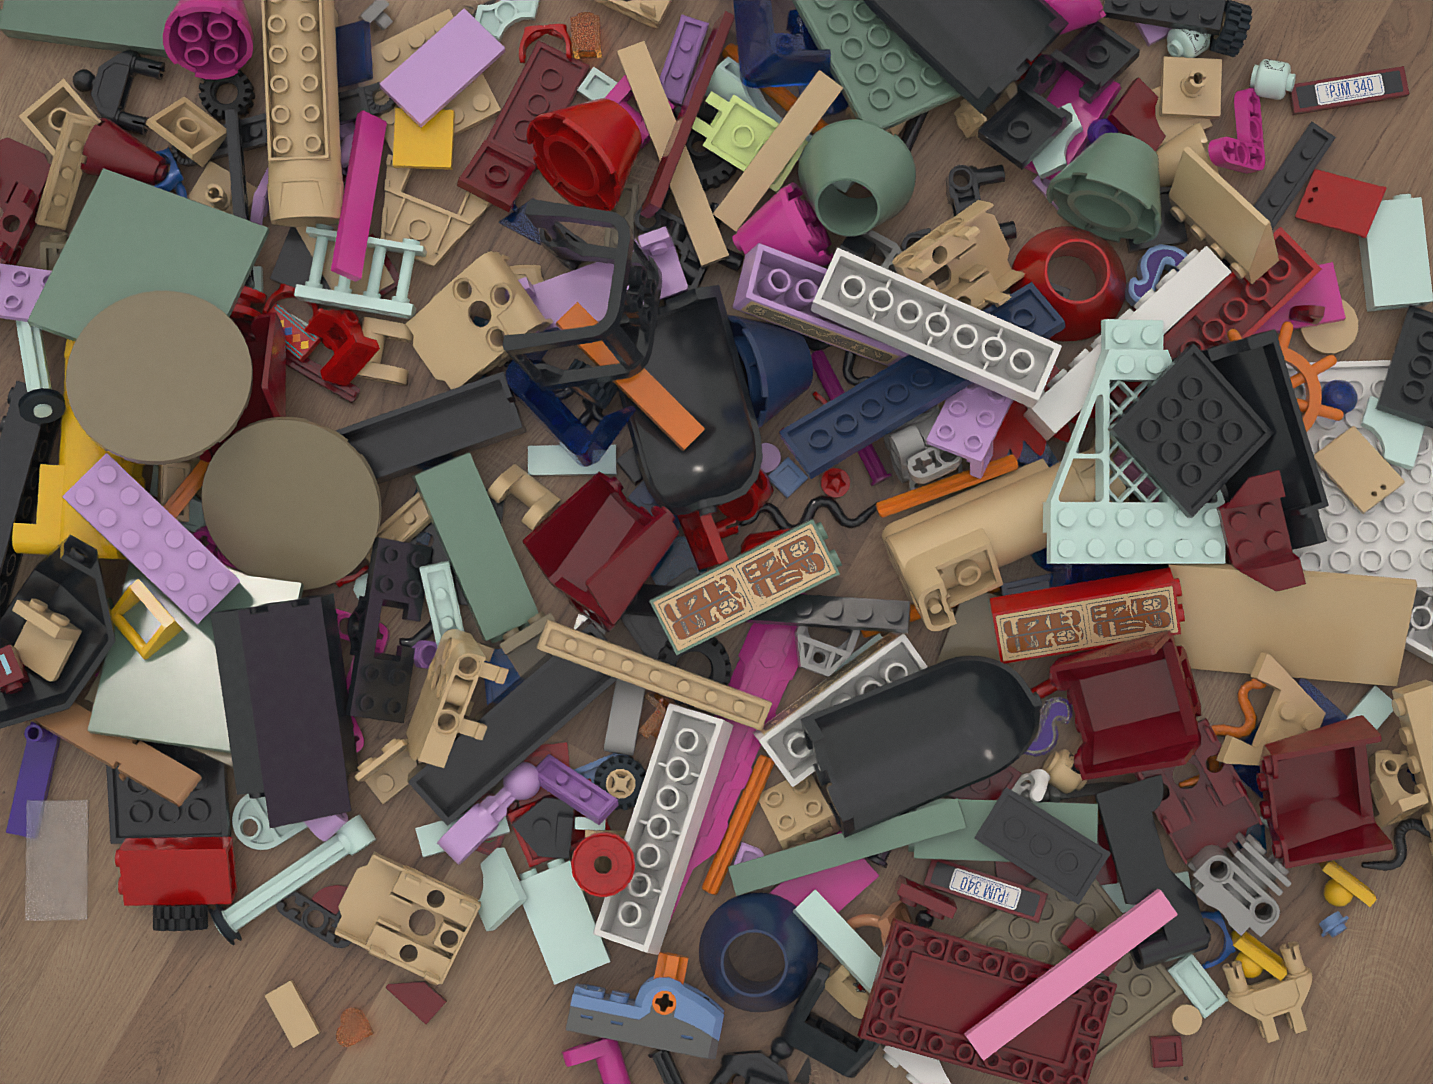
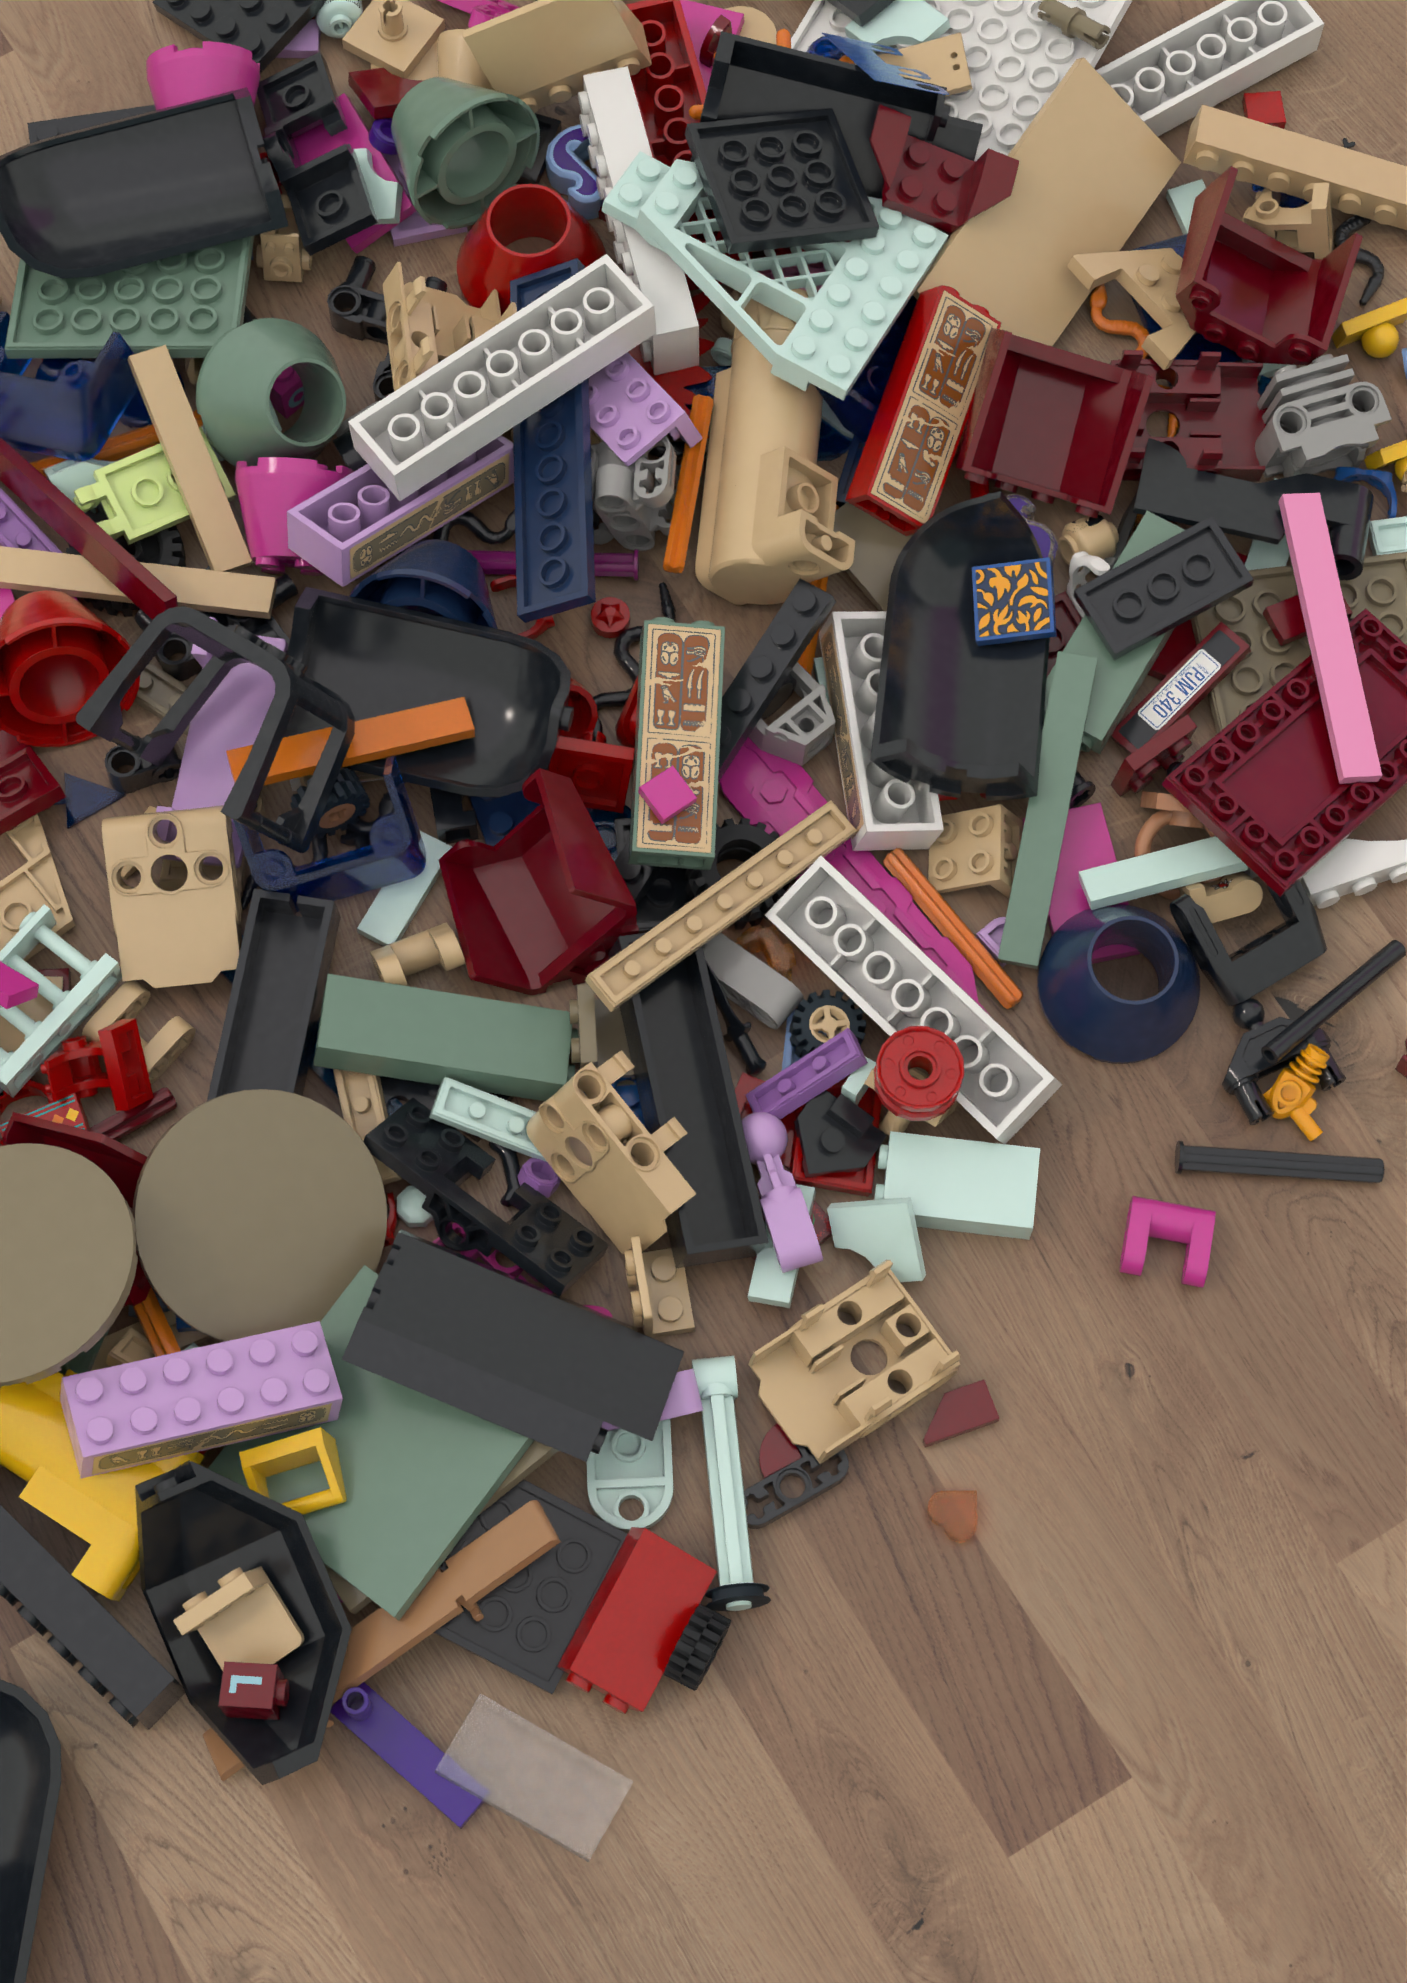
camera: 65 degrees left, 15 degrees down
(292, 1013) = (897, 1580): tan tile -> none
(588, 724) = (736, 1029): none -> black sword
(685, 1025) = (1132, 1124): piece -> none
(698, 603) = (667, 794): none -> dark pink tile
(787, 477) = (578, 661): medium blue tile -> none
(982, 748) = (1014, 601): none -> tile
(1317, 445) = (862, 54): none -> piece

